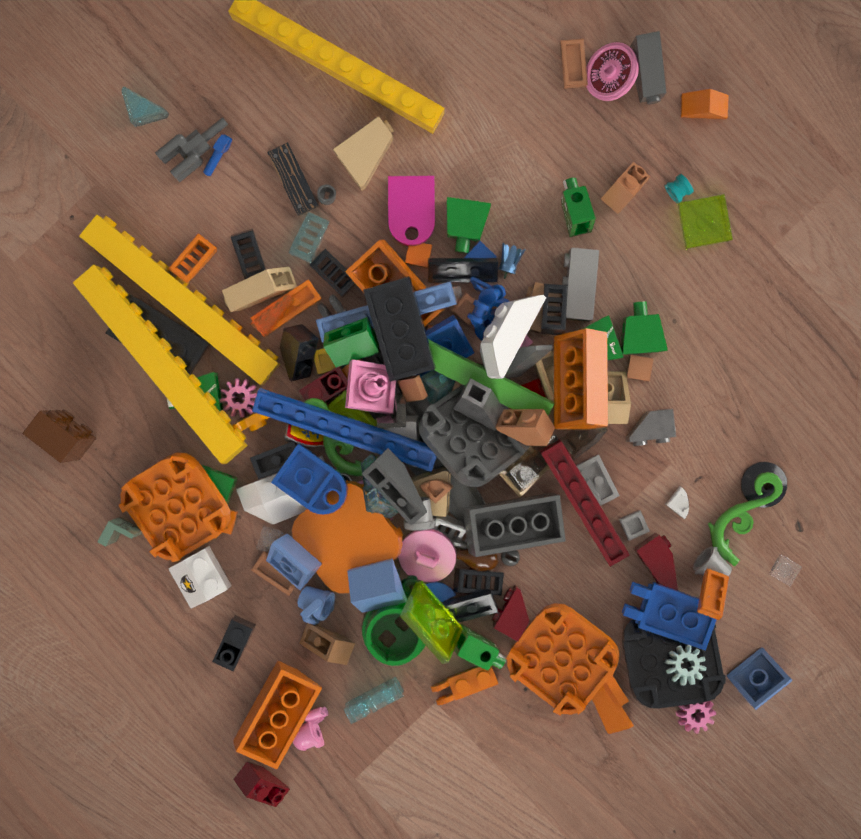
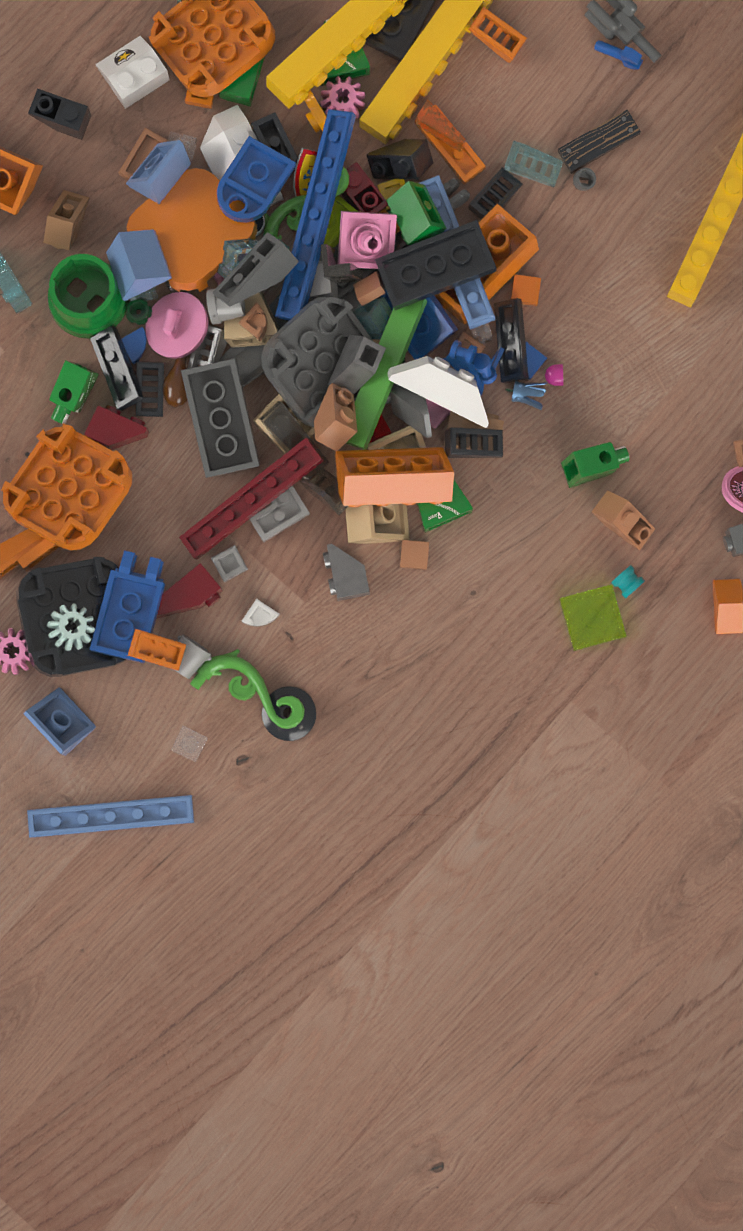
camera: 85 degrees right, 5 degrees down
(244, 235) = (504, 89): black slope -> none
(259, 288) = (470, 112): tan slope -> none
(315, 604) = (110, 202): medium blue piece -> none
(365, 151) = (638, 219): tan slope -> none
(411, 206) = (579, 276): dark pink tile -> none
(431, 622) = (101, 329): clear neon green tile -> none
(465, 221) = (567, 339): green torso -> none
(465, 684) = (30, 385): orange hinge -> none
(495, 235) = (554, 375): none -> dark pink hinge
(508, 562) = (187, 423): dark grey hinge -> none
(581, 282) = (506, 476): light grey brick -> none
(642, 332) = (456, 552): green torso -> none
(838, 640) = (110, 816): none -> medium blue tile

